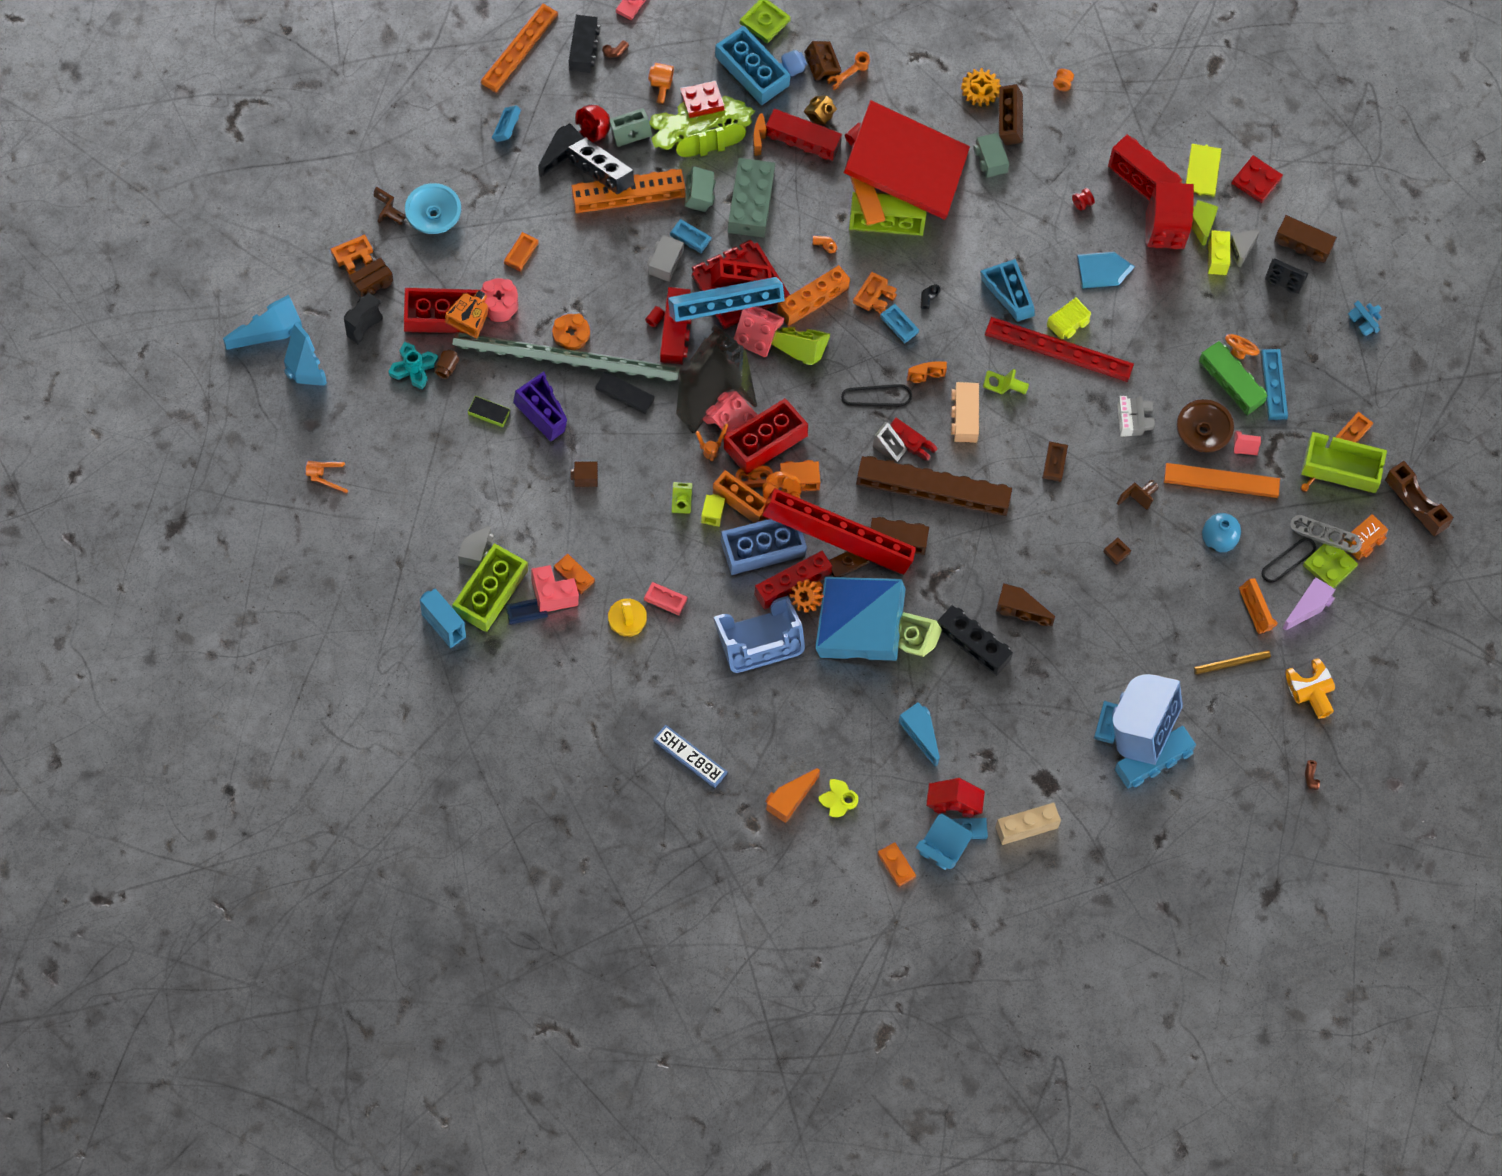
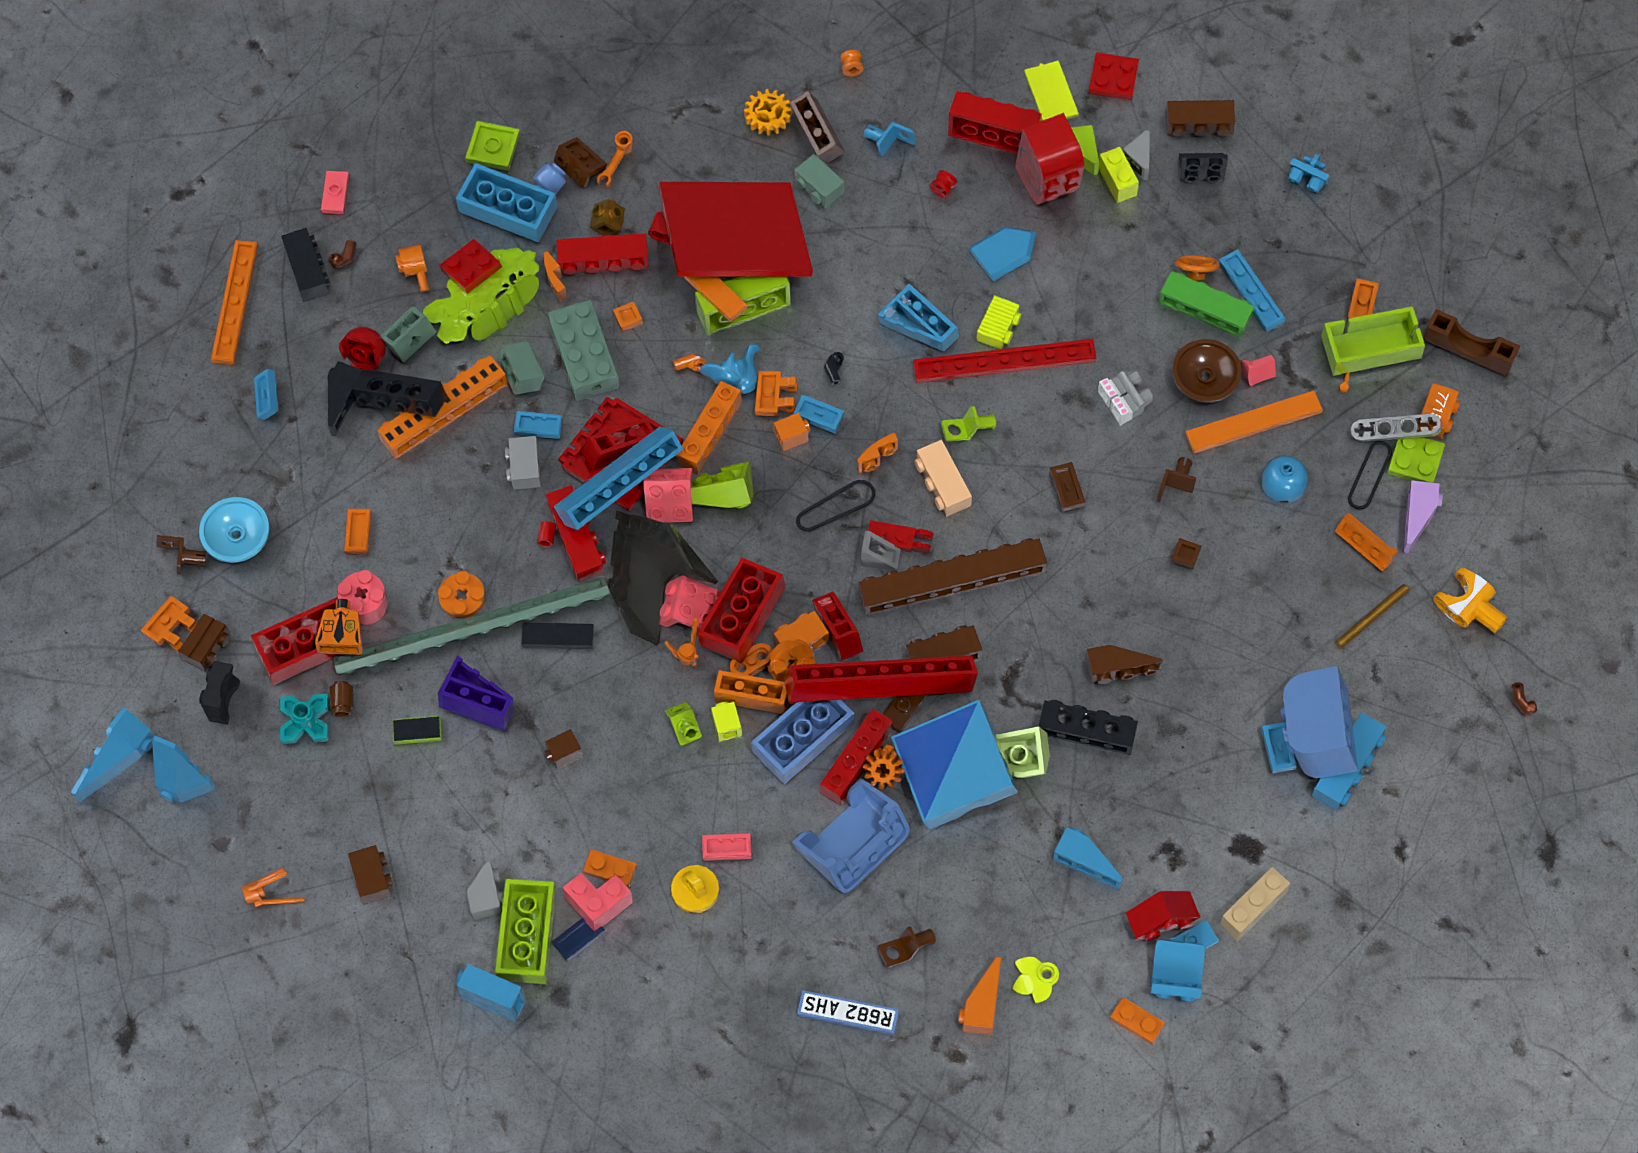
camera: 20 degrees left, 0 degrees up
(402, 495) = (370, 874): none -> reddish brown brick
(757, 730) = (906, 945): none -> reddish brown bracket
(798, 188) = (627, 316): none -> orange tile
(831, 481) = (839, 625): none -> red slope
(855, 266) = (738, 373): none -> dark azure piece
(872, 326) = (791, 431): none -> orange brick
(1060, 146) = (886, 138): none -> dark azure bracket

